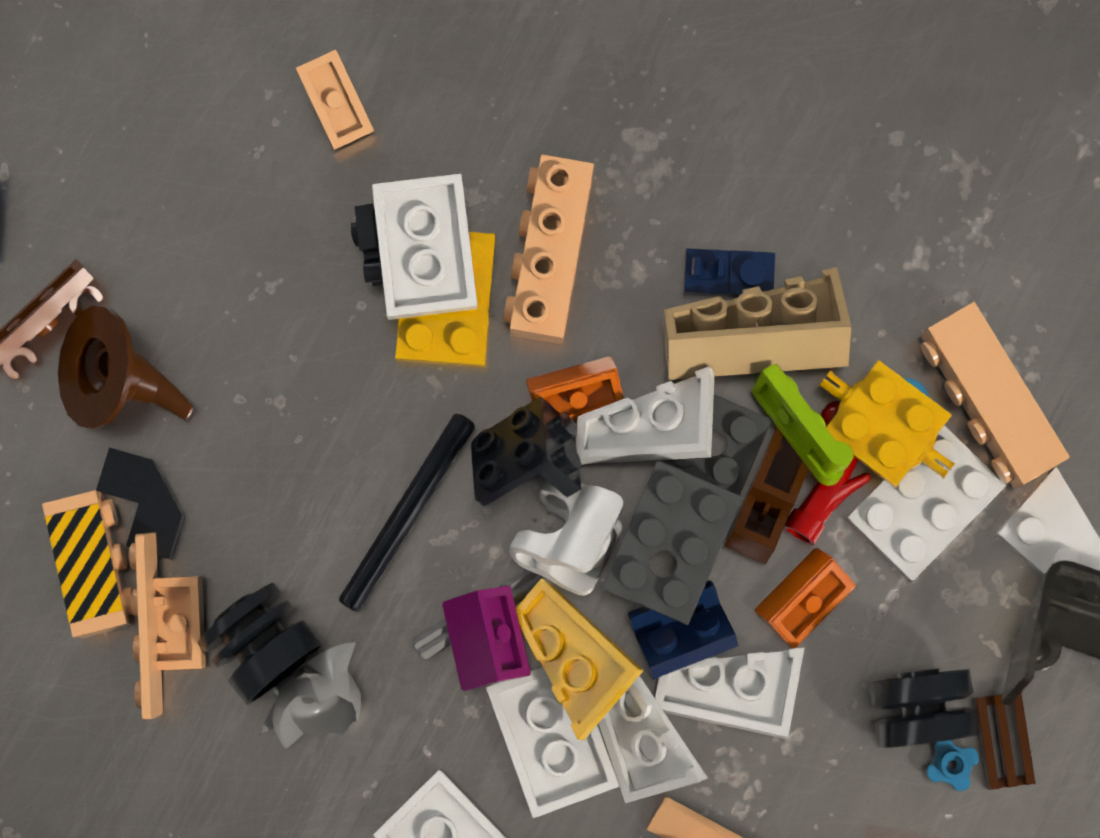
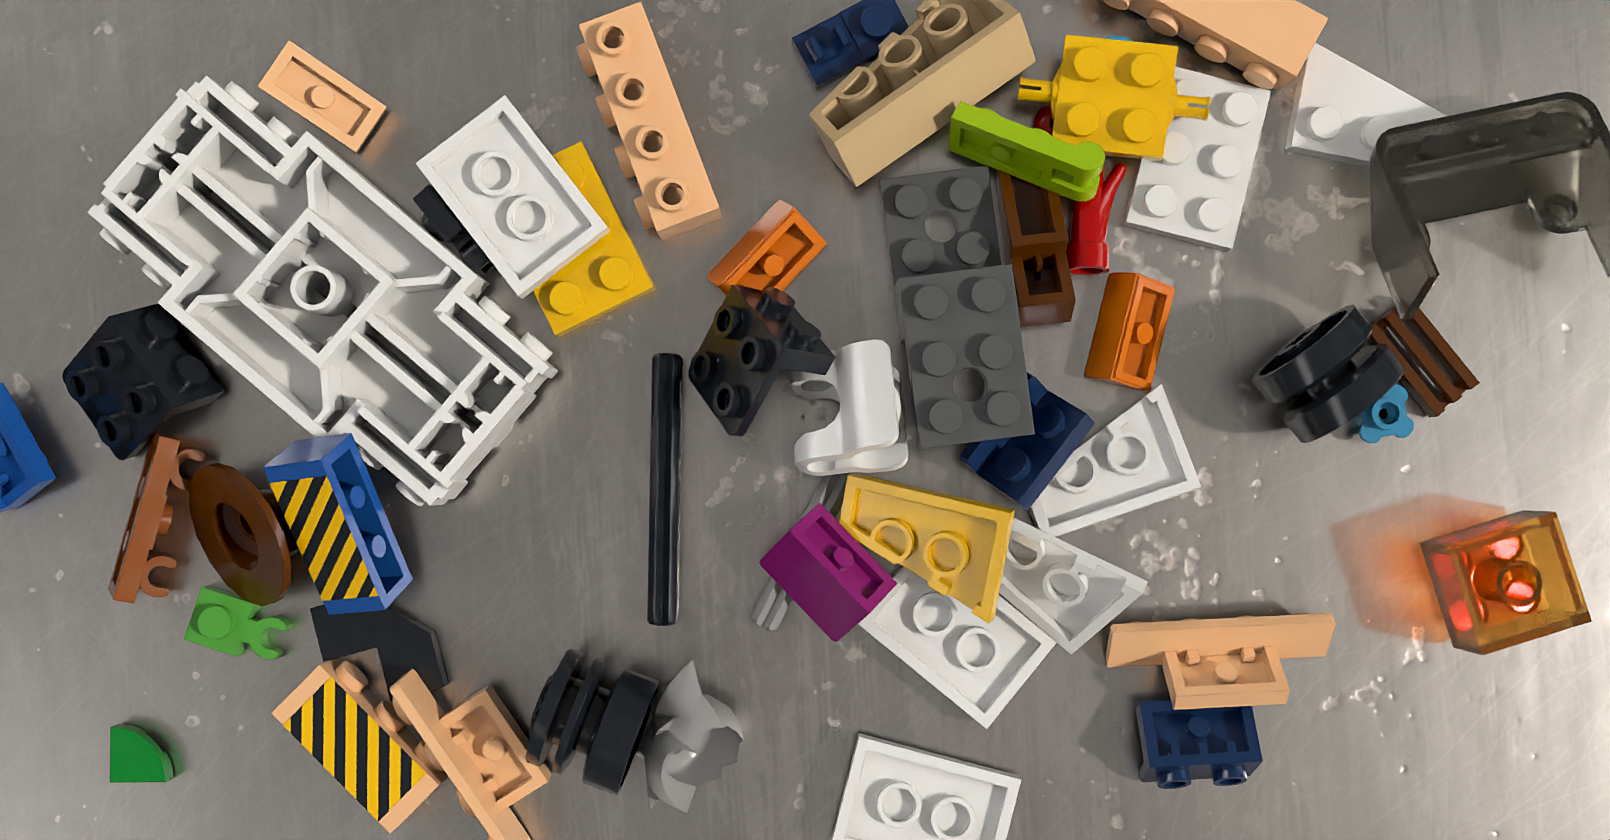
camera: 30 degrees left, 5 degrees up
(47, 424) = (230, 623): none -> bright green plate
(88, 217) = (137, 377): none -> black bracket
(169, 401) = (338, 524): none -> brick
(255, 235) = (321, 290): none -> white piece
(656, 426) = (870, 246): white wing -> none

